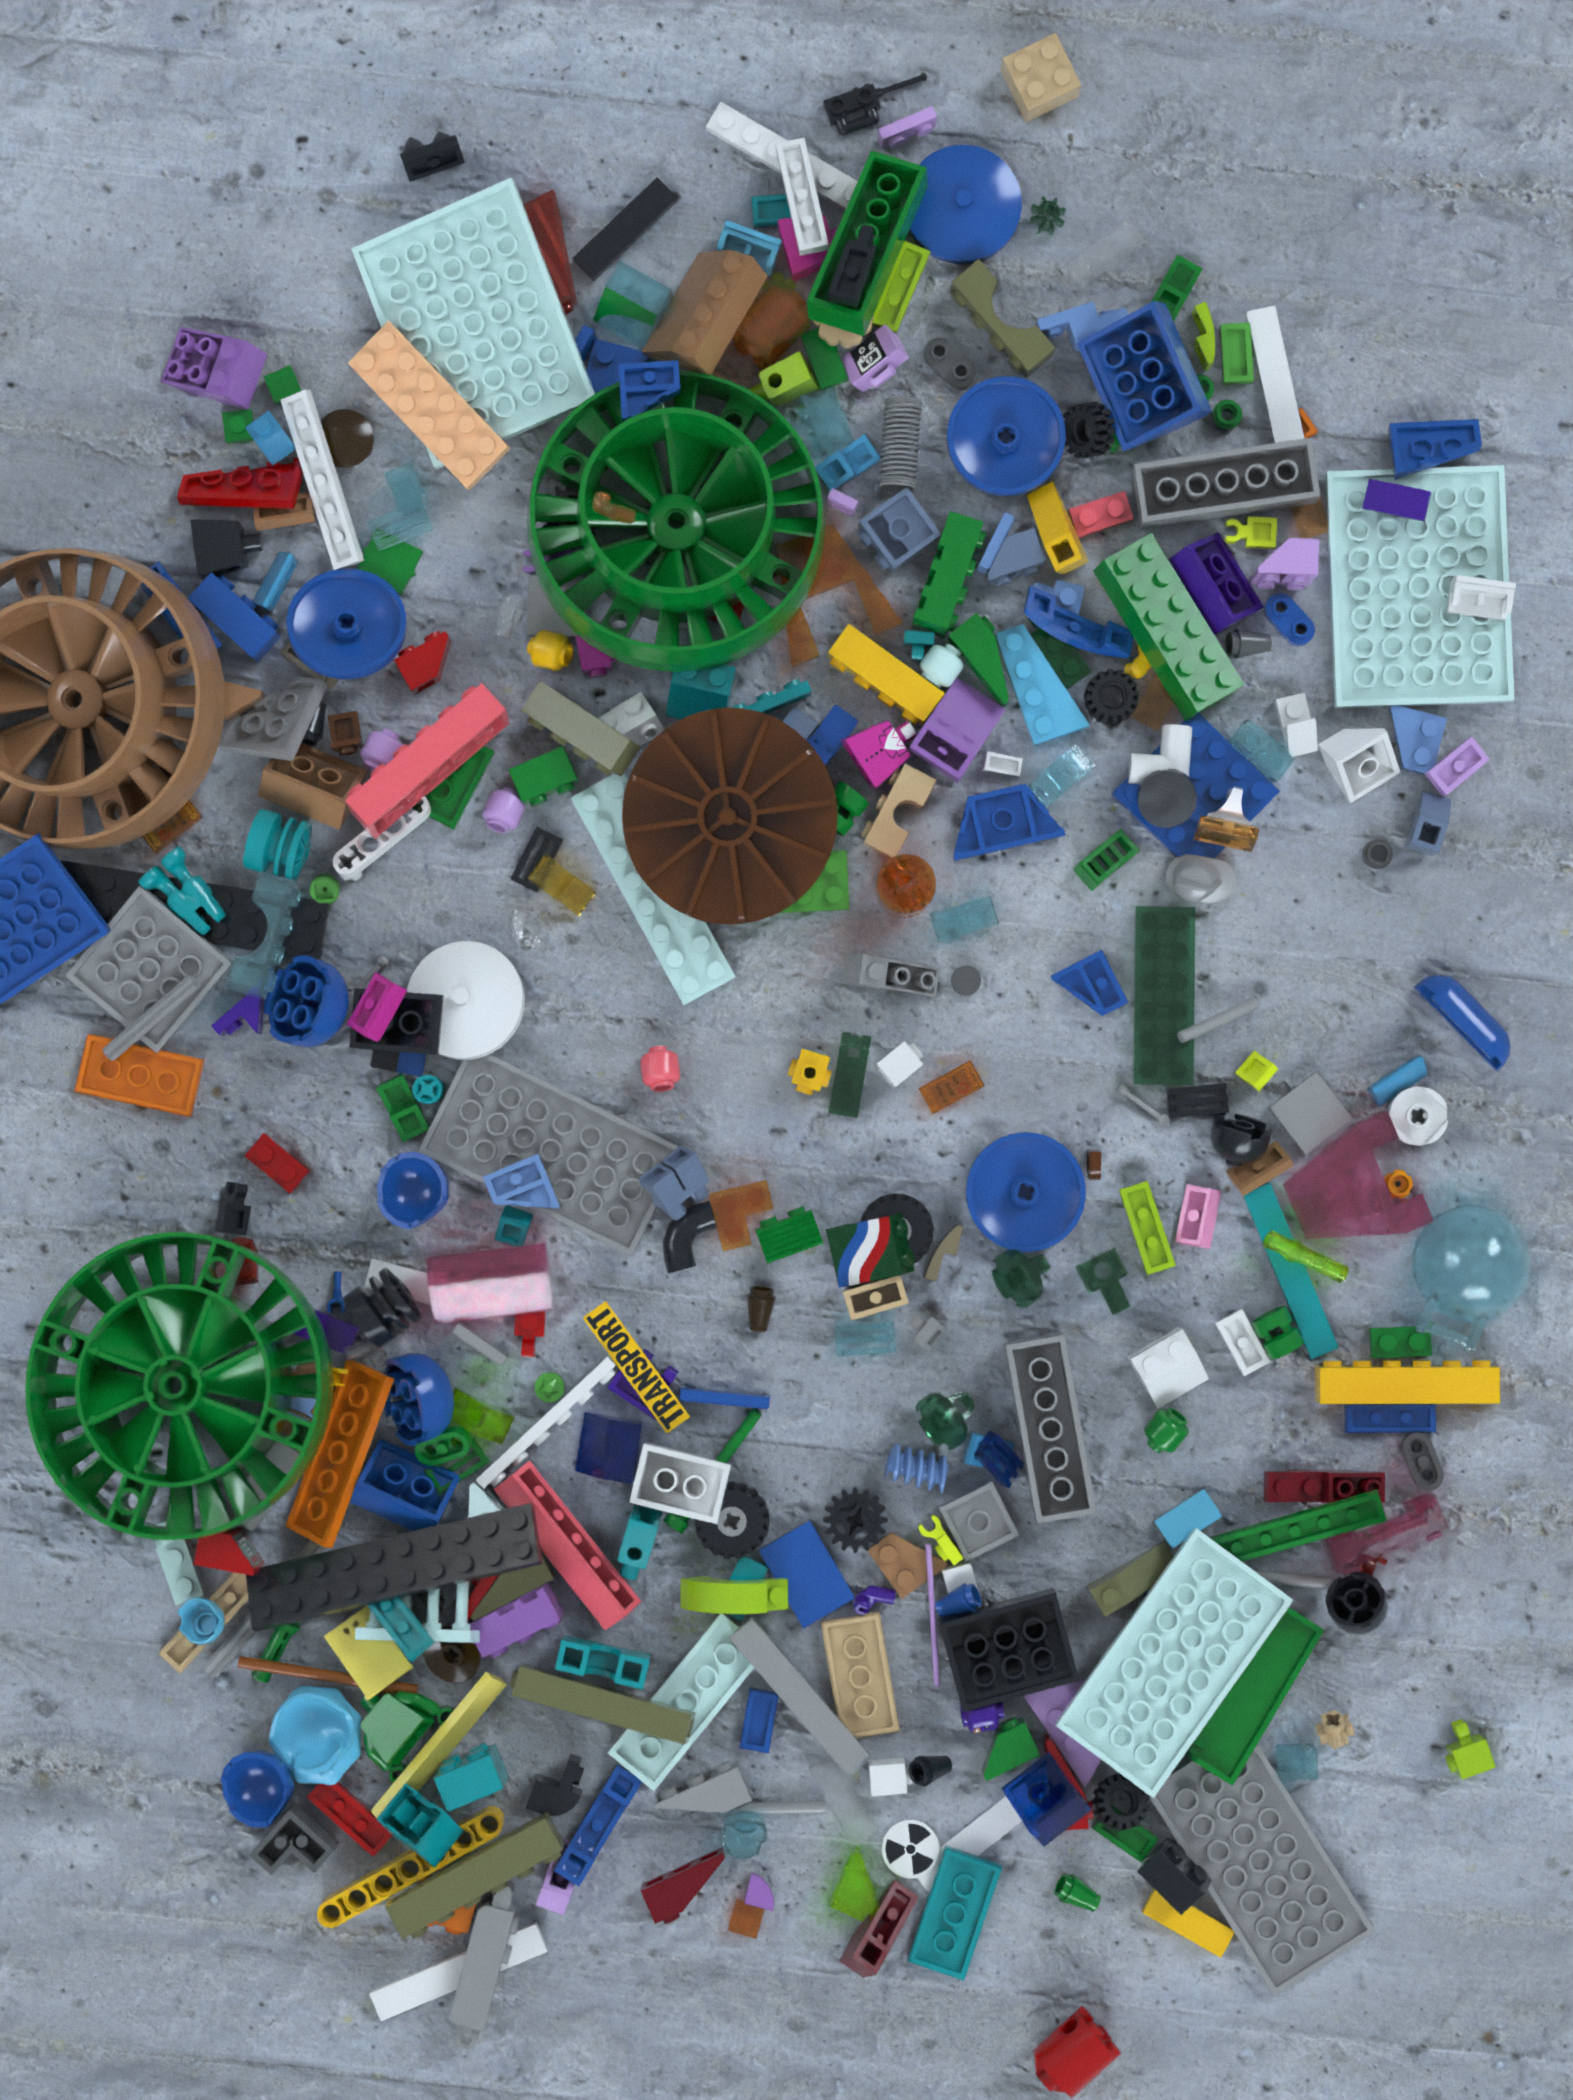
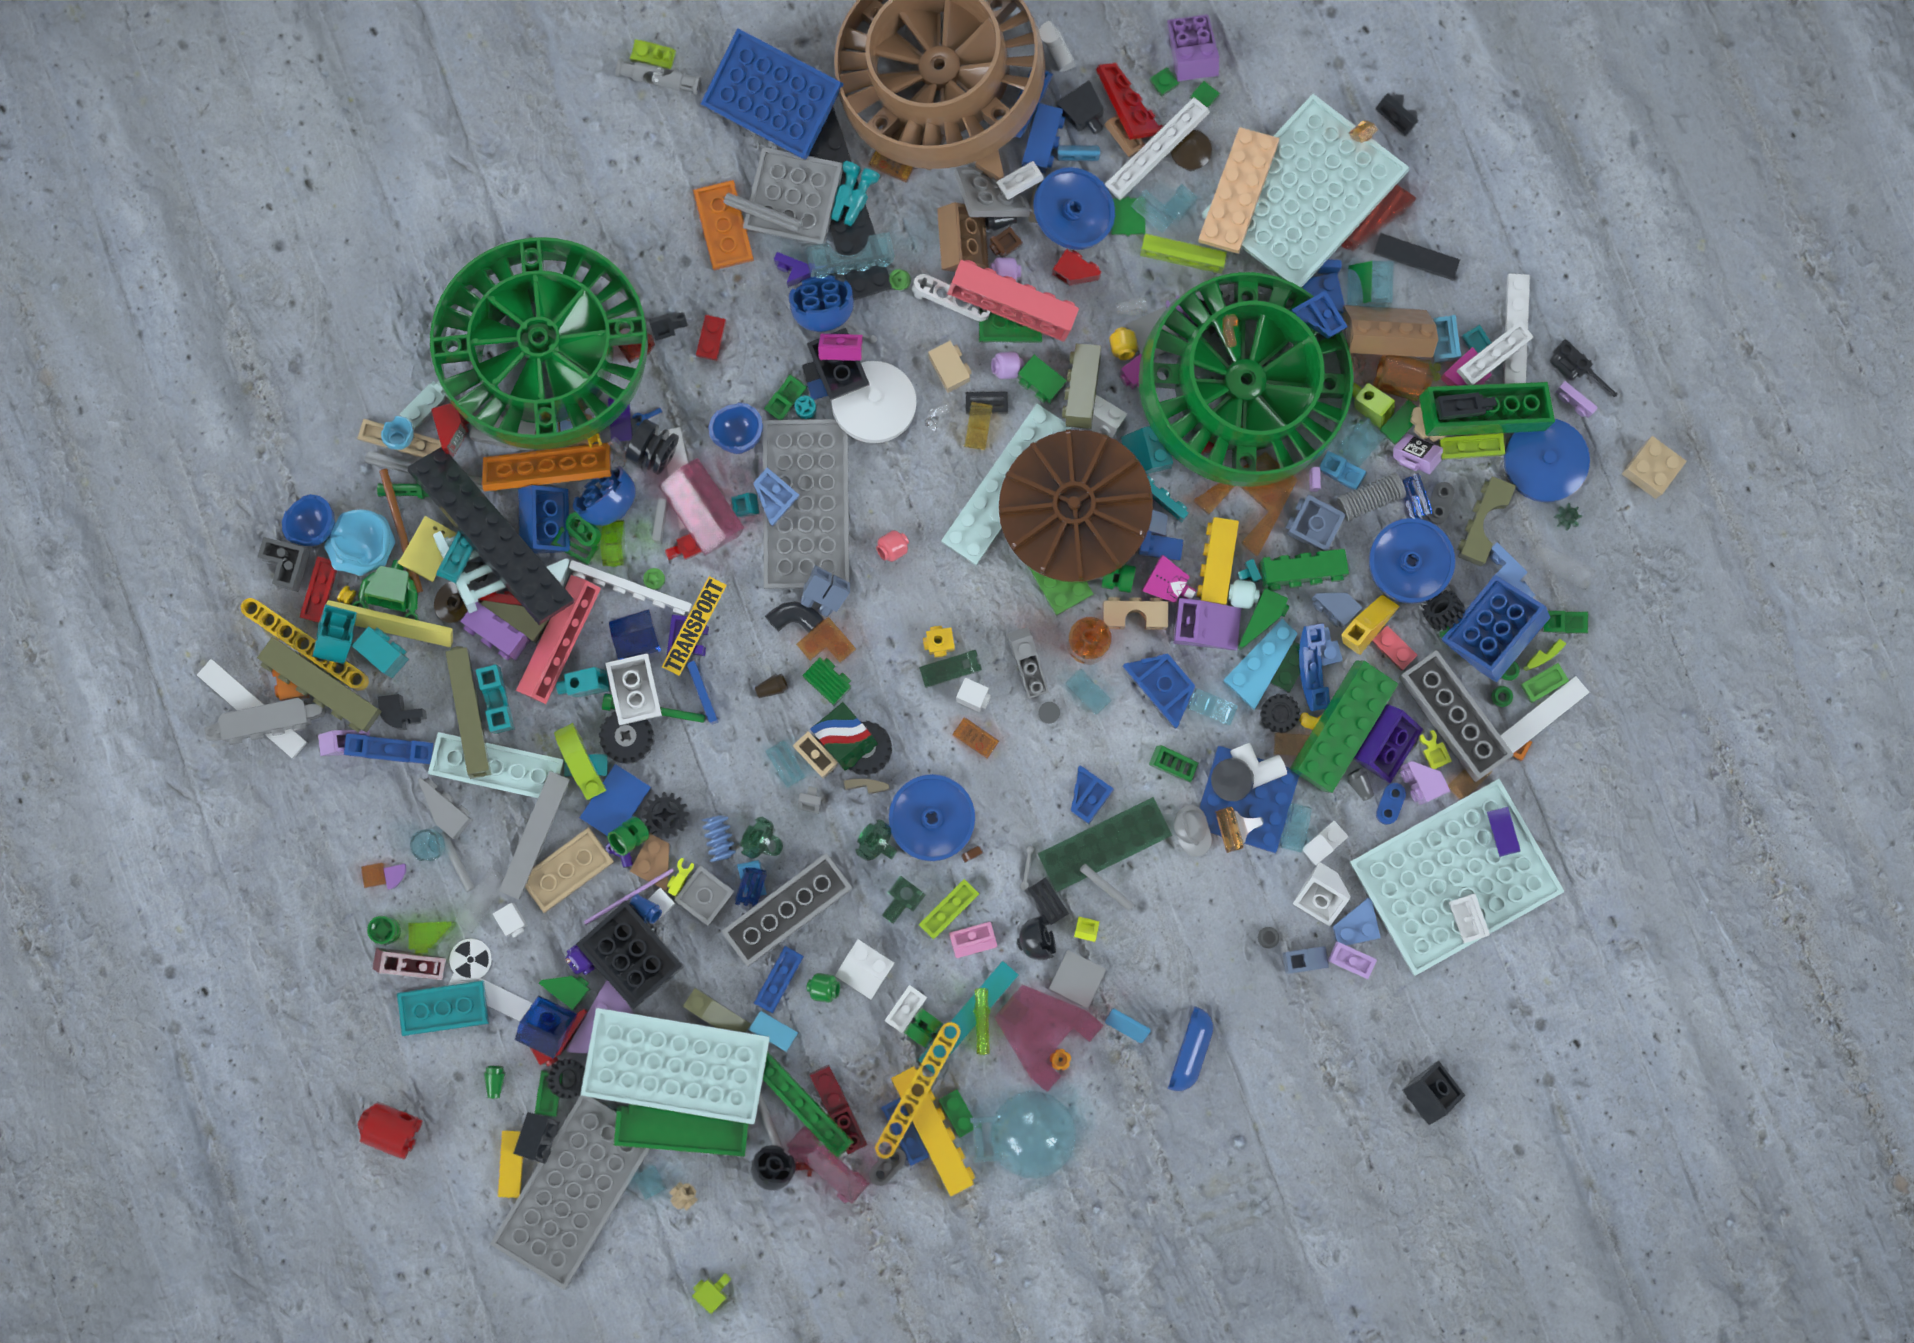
camera: 60 degrees right, 5 degrees down
(125, 537) = (1053, 39): none -> white brick
(270, 438) = (1166, 103): dark azure brick -> none
(276, 672) = (1020, 180): none -> white plate
(283, 846) = (912, 235): teal wheel -> none
(375, 1784) = (346, 595): none -> yellow bush
(436, 210) = (1363, 131): none -> clear orange plate
(468, 882) = (949, 366): none -> tan brick
(473, 517) = (1183, 253): none -> lime fence
(675, 1889) = (370, 819): dark red slope -> none
(759, 1720) = (506, 819): blue tile -> none
(822, 1941) = (383, 930): none -> green wheel
(859, 1579) = (628, 835): none -> green wheel
(927, 1769) = (527, 942): black cone -> none
(929, 379) = (1408, 500): none -> clear blue tile
(996, 543) = (1351, 589): medium blue tile -> none
(1002, 764) = (1200, 666): white piece -> none
(1127, 1480) = (778, 979): none -> blue tile
(1254, 1174) = (1023, 964): medium nougat plate -> none
(1366, 1386) = (910, 1098): none -> yellow beam
(1431, 443) = (1553, 837): blue wing -> none
(1434, 1115) = (1117, 1060): white plate -> none

